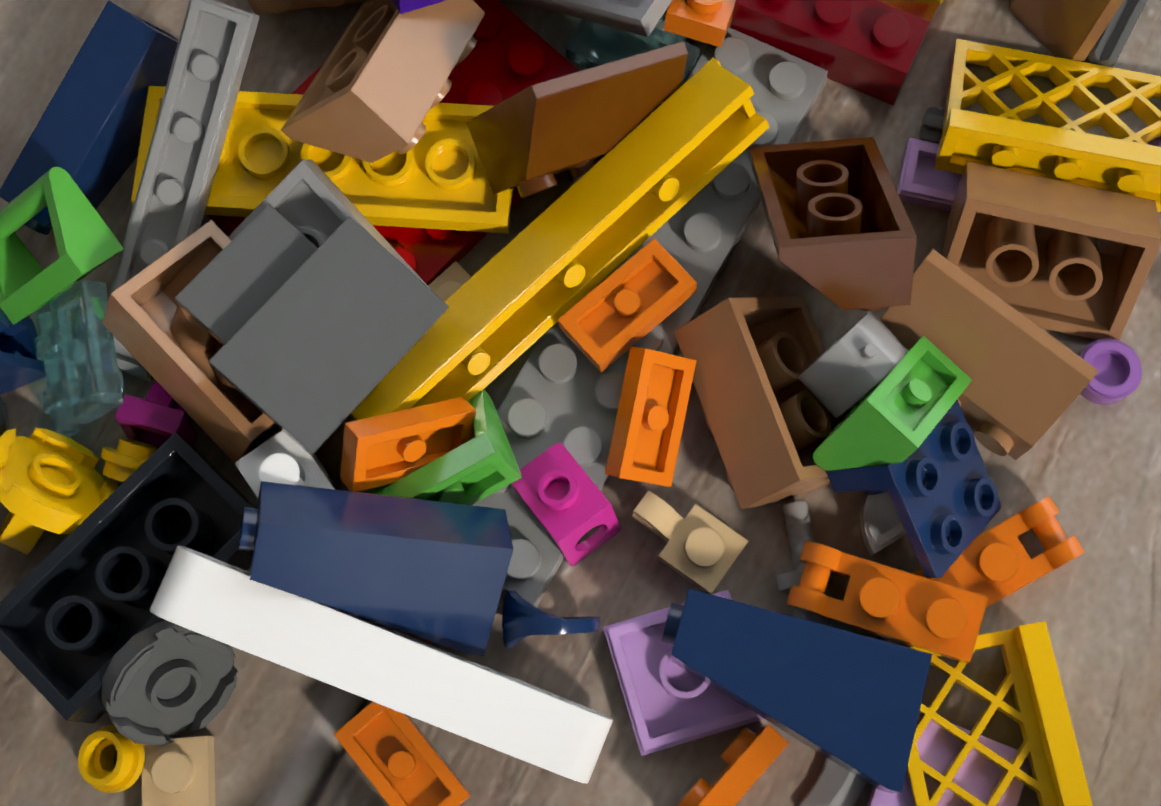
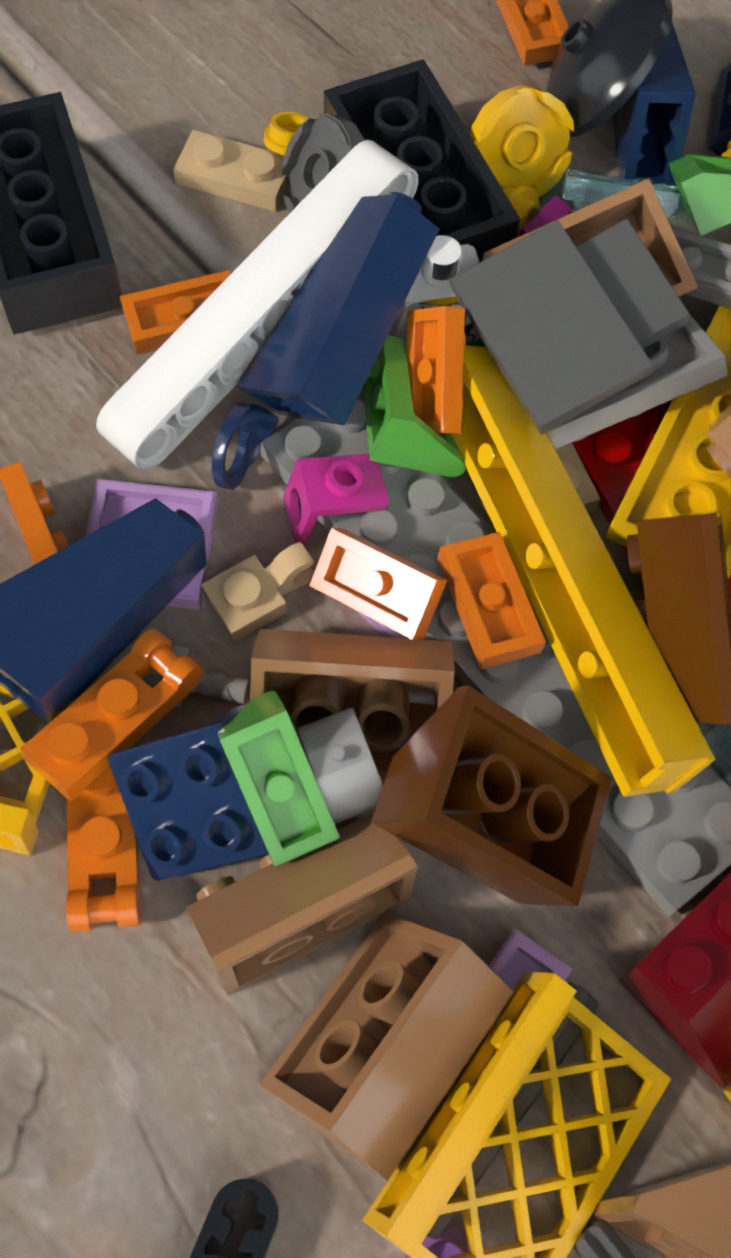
camera: 105 degrees right, 10 degrees down
(1117, 374) = (235, 1055): medium lavender tile -> none

